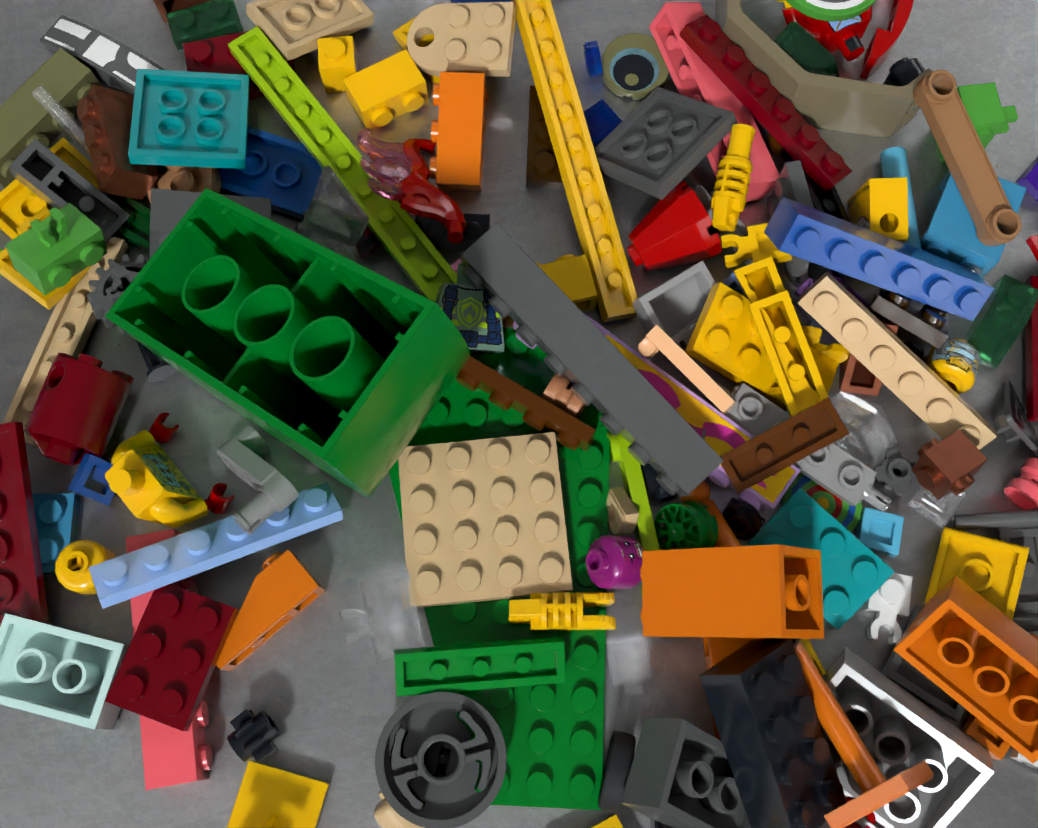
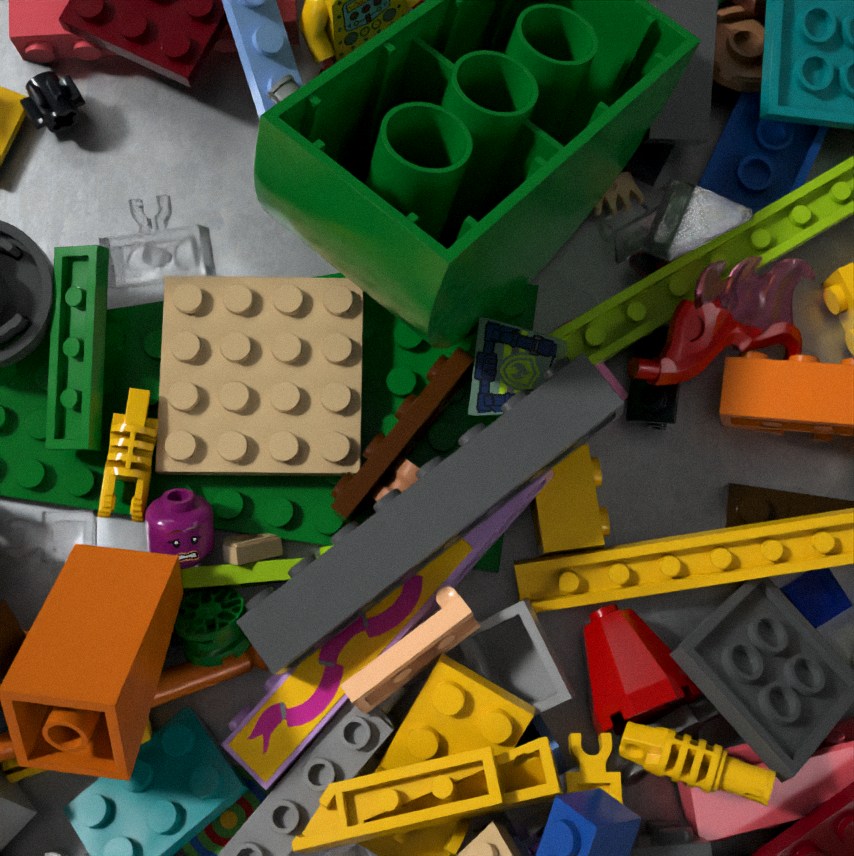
camera: 90 degrees right, 5 degrees up
(271, 603) = (202, 128): orange slope -> none
(742, 519) = (221, 705): black plate -> none
(783, 445) = (289, 764): reddish brown plate -> none

